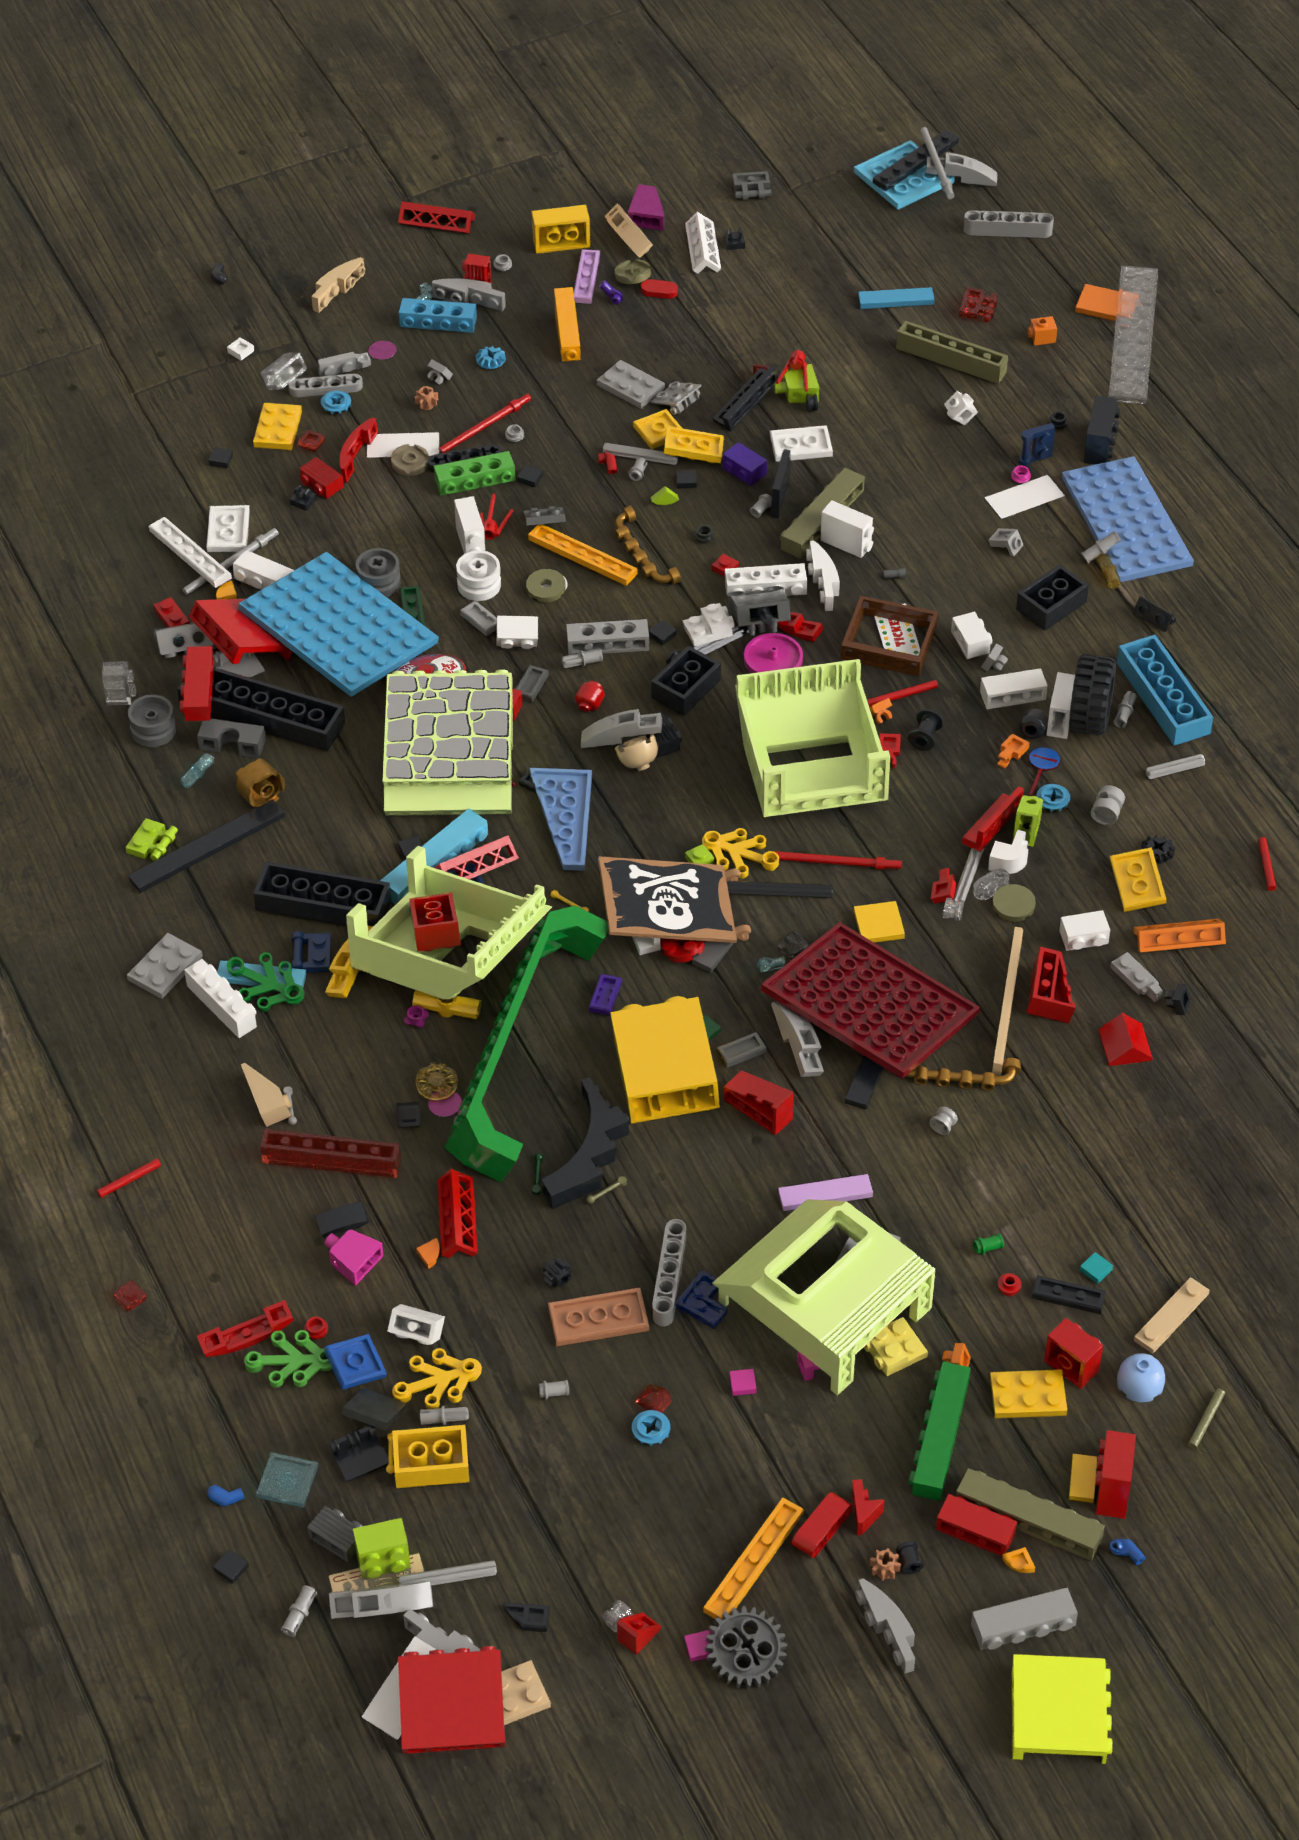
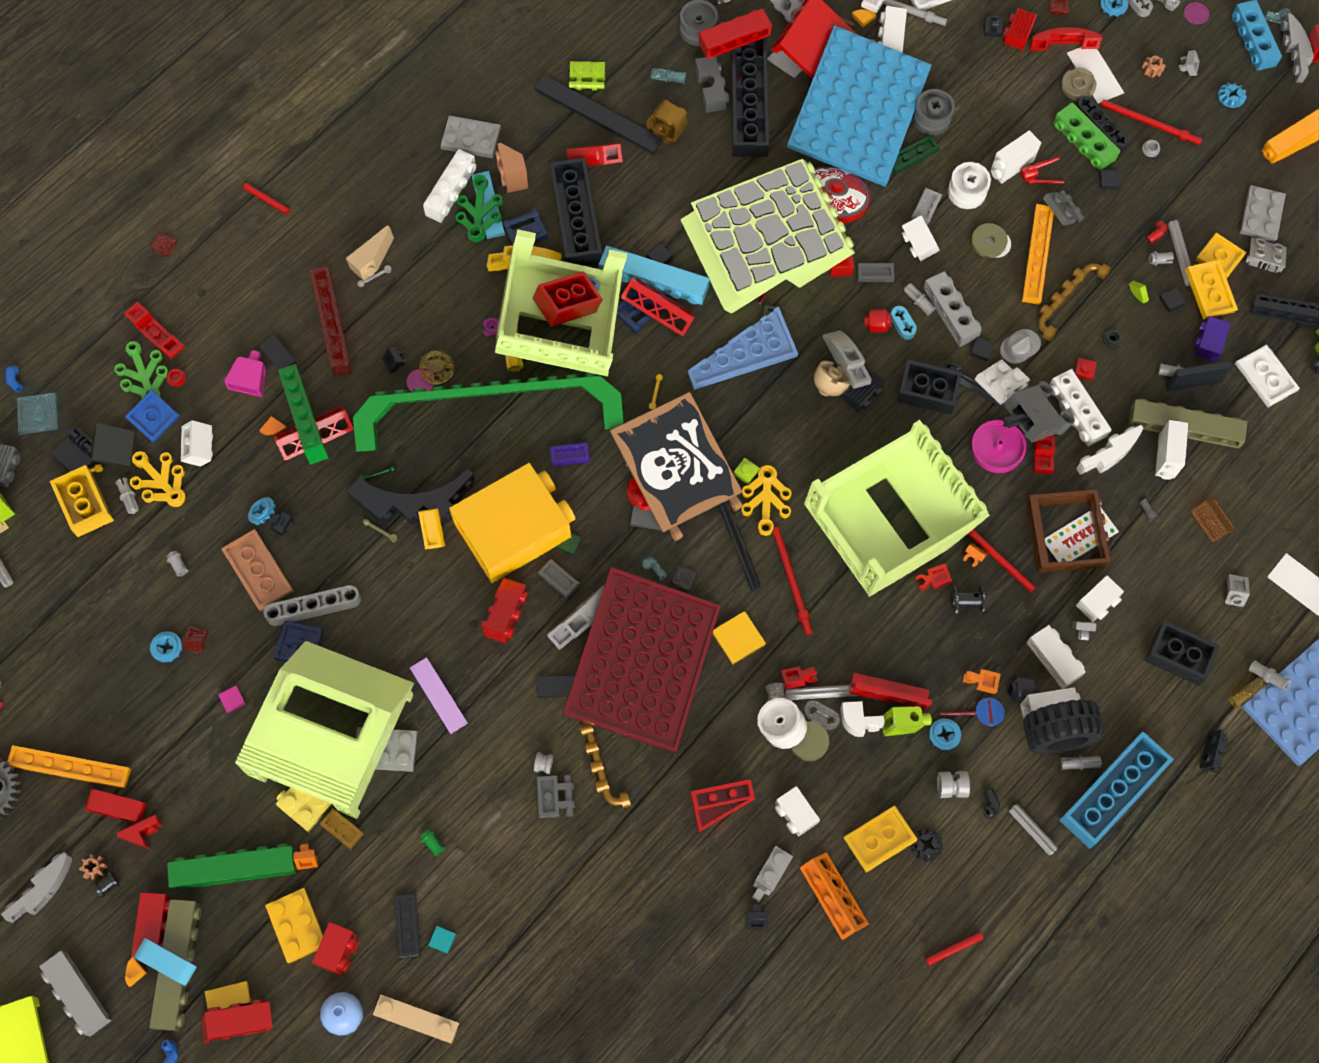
camera: 65 degrees right, 20 degrees up
(234, 932) = (511, 168): none -> nougat slope
(264, 848) = (597, 154): none -> red slope
(439, 1202) = (303, 414): none -> green brick
(525, 1280) = (261, 510): none -> dark azure gear
(603, 678) = (906, 321): none -> medium azure beam
(633, 1135) = (431, 528): none -> yellow tile
(673, 605) = (1020, 346): none -> light grey piece
(929, 532) = (1213, 520): none -> clear orange panel
(939, 1319) = (341, 829): none -> pearl gold plate
(981, 1128) = (548, 796): none -> dark grey plate
(990, 908) = (782, 723): none -> white wheel
(1007, 1001) = (693, 772): tan tile -> none
(1009, 1289) = (401, 879): red plate -> none
(1028, 1506) = (165, 962): none -> medium azure beam
(1124, 1041) = (693, 887): red slope -> none
(1139, 787) = (993, 804): none -> black arm

